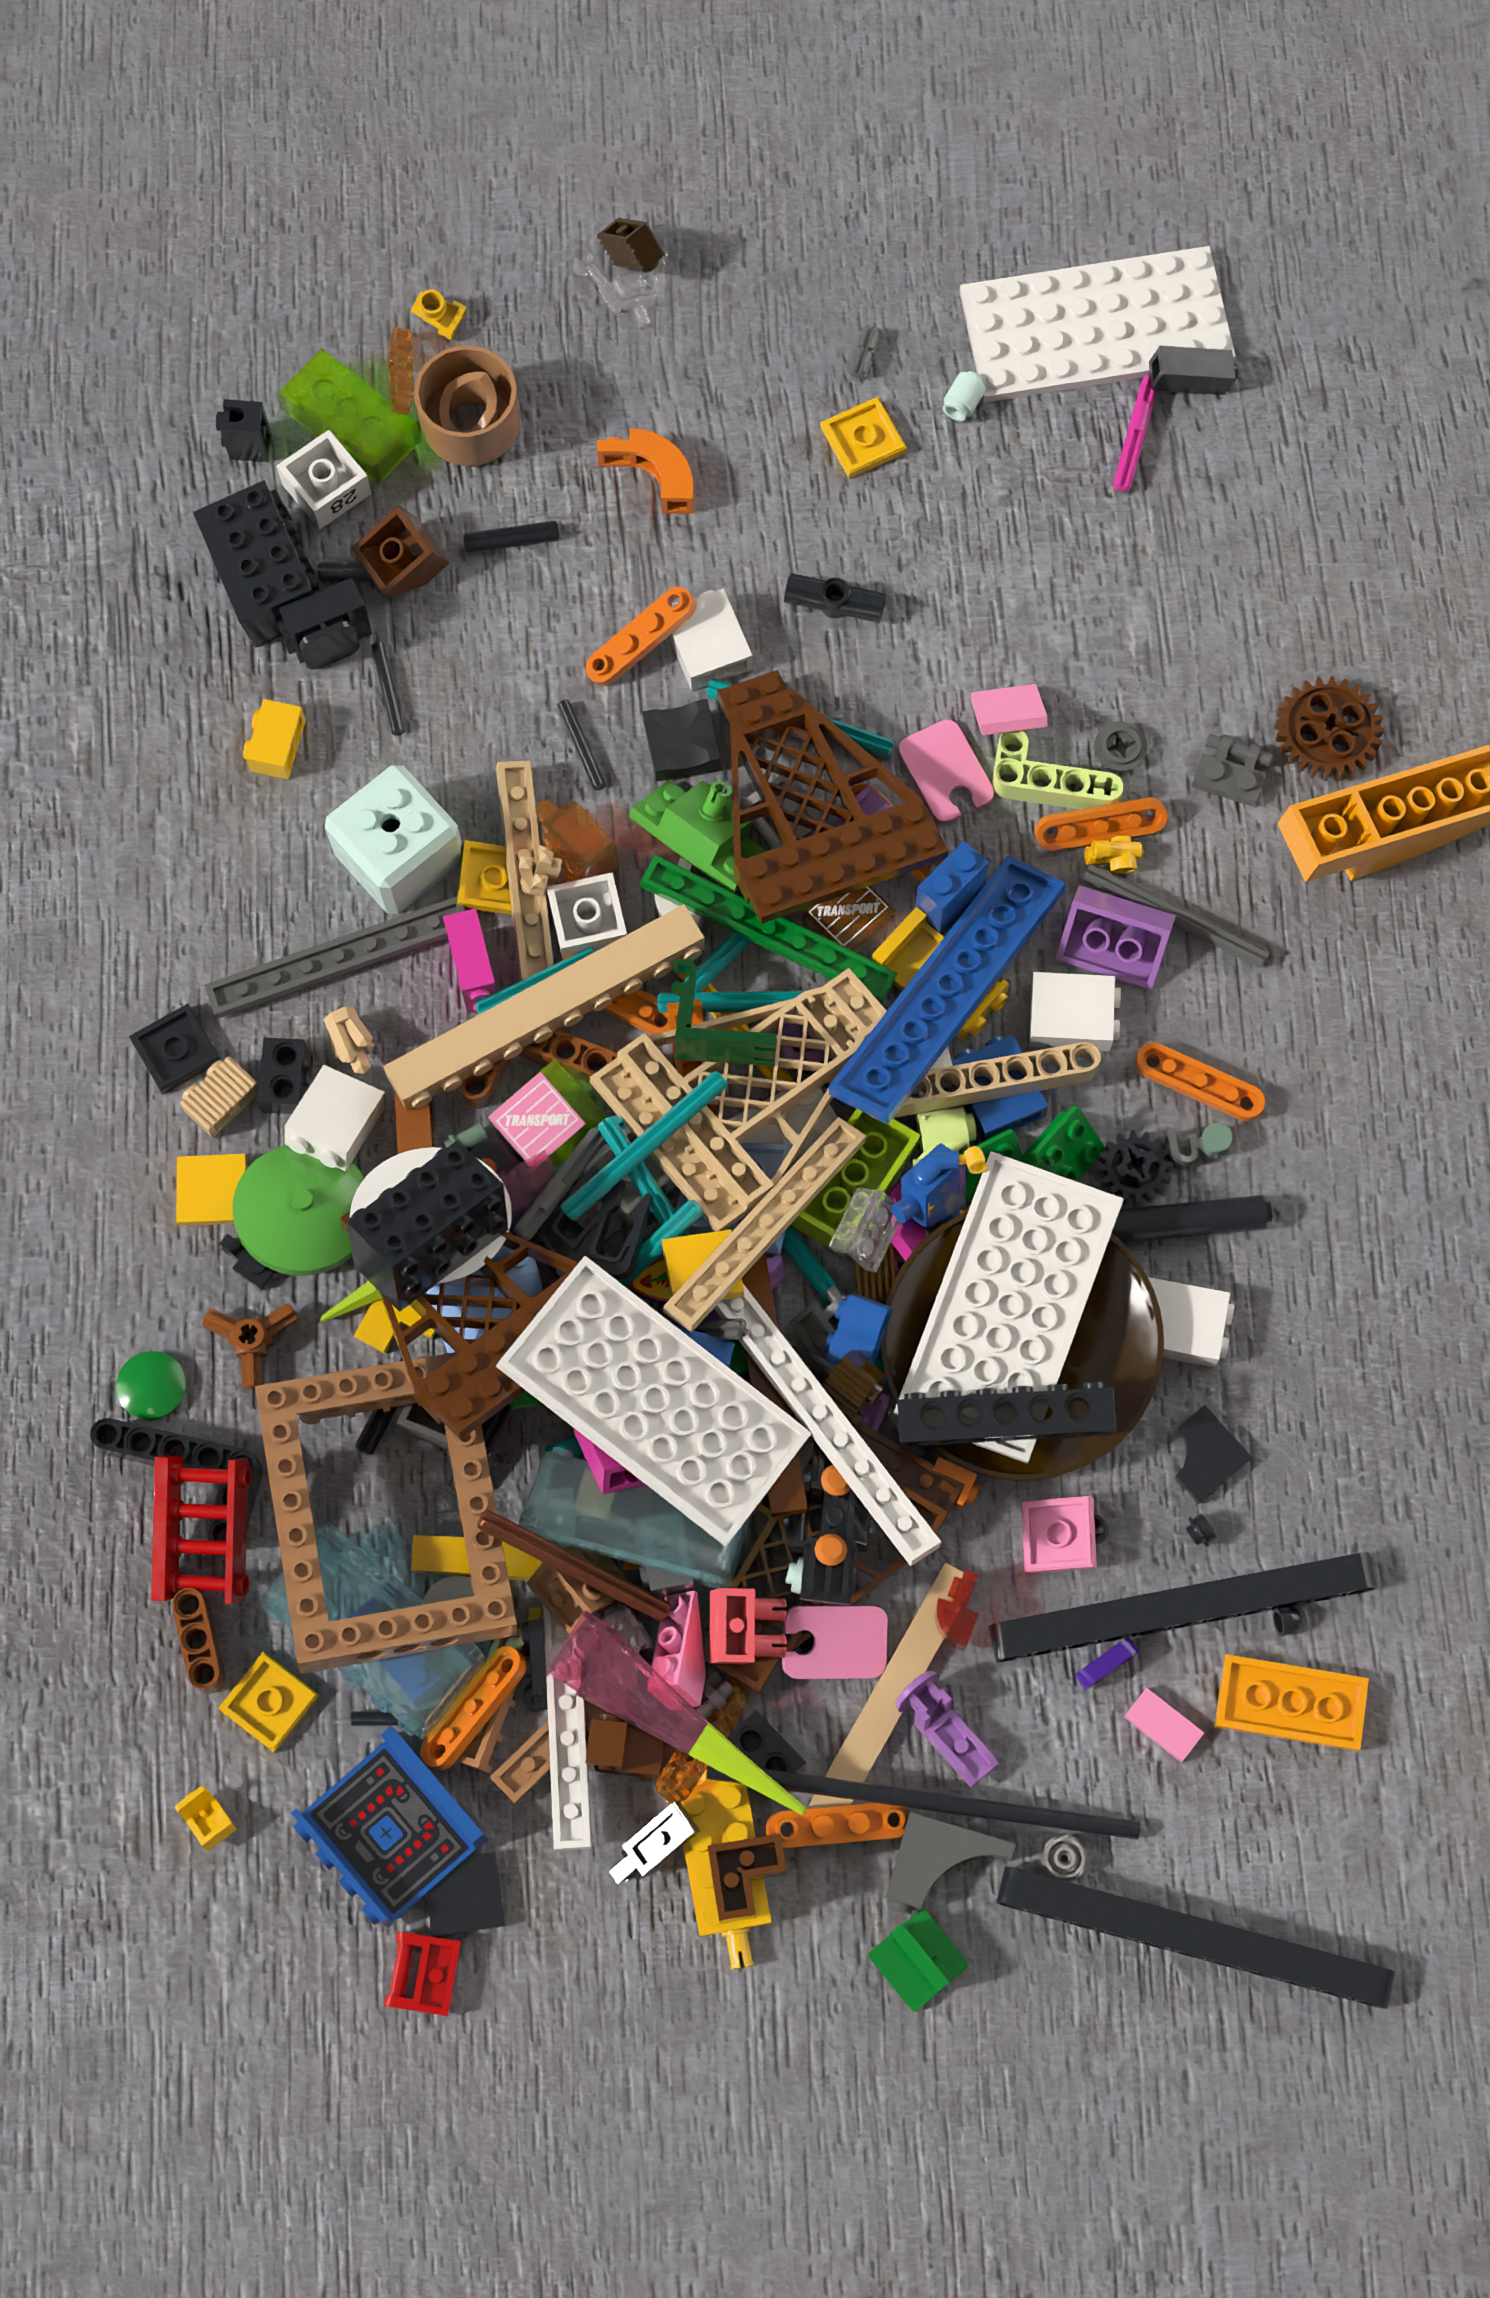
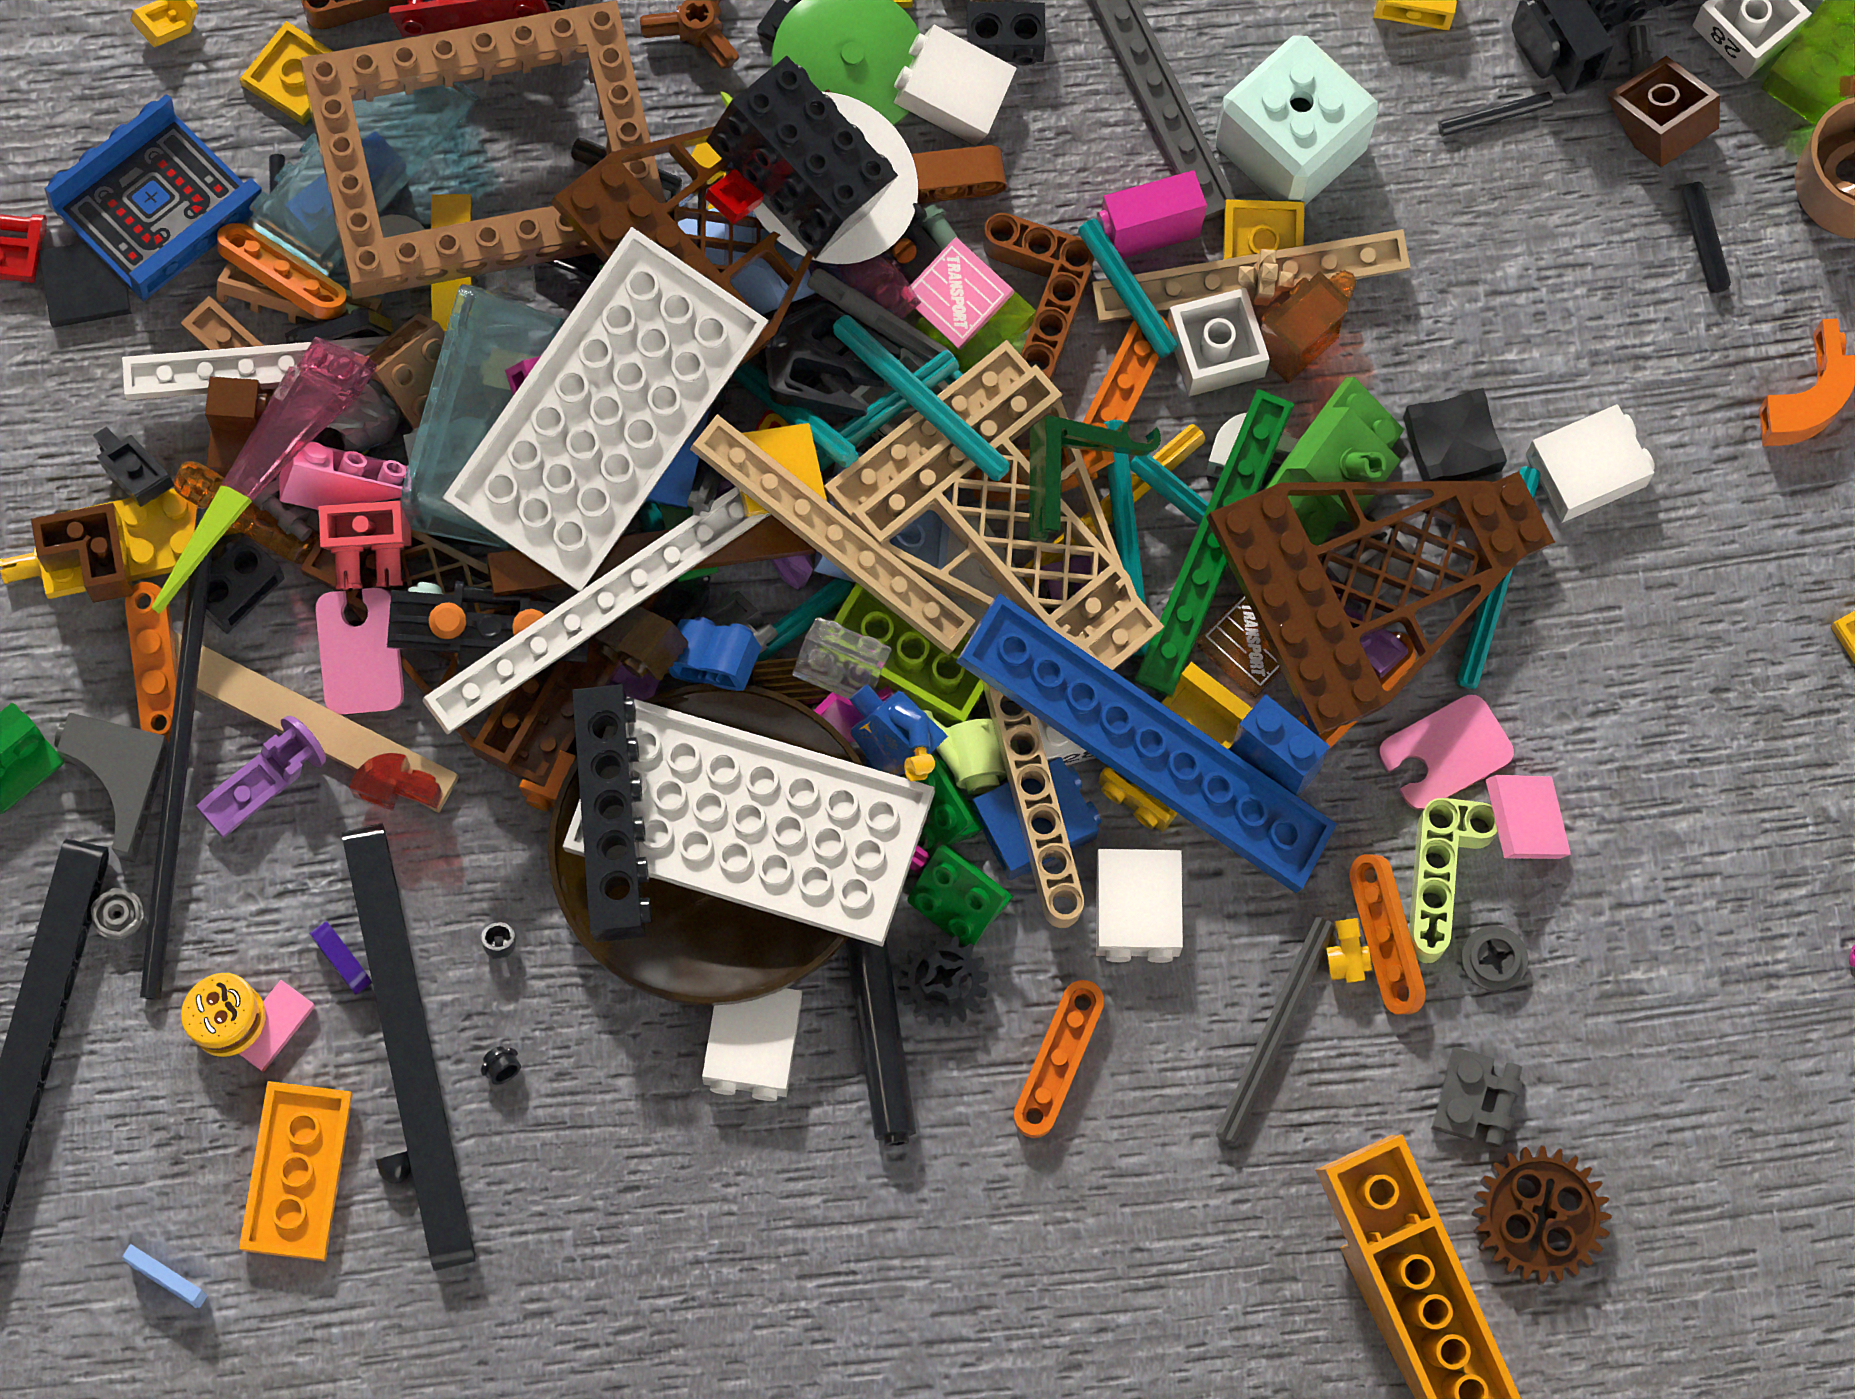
camera: 80 degrees right, 0 degrees up
(349, 1038) = (1053, 97): tan rock -> none
(455, 1287) = (734, 196): none -> red plate
(545, 1008) = (1095, 295): tan brick -> none
(573, 1565) = (425, 348): copper axle -> none
(581, 745) = (1442, 330): black bar -> none
(640, 636) = (1583, 382): orange plate -> none
(854, 603) = (1657, 631): black piece -> none
(1059, 1534) = (491, 900): bright pink tile -> none
(1115, 937) = (1240, 953): medium lavender slope -> none
(1158, 1762) = (223, 1014): none -> yellow head
(1210, 1454) = (594, 1077): black tile -> none
(1211, 1145) = (981, 1073): leg -> none
(1383, 1814) = (164, 1276): none -> light blue tile

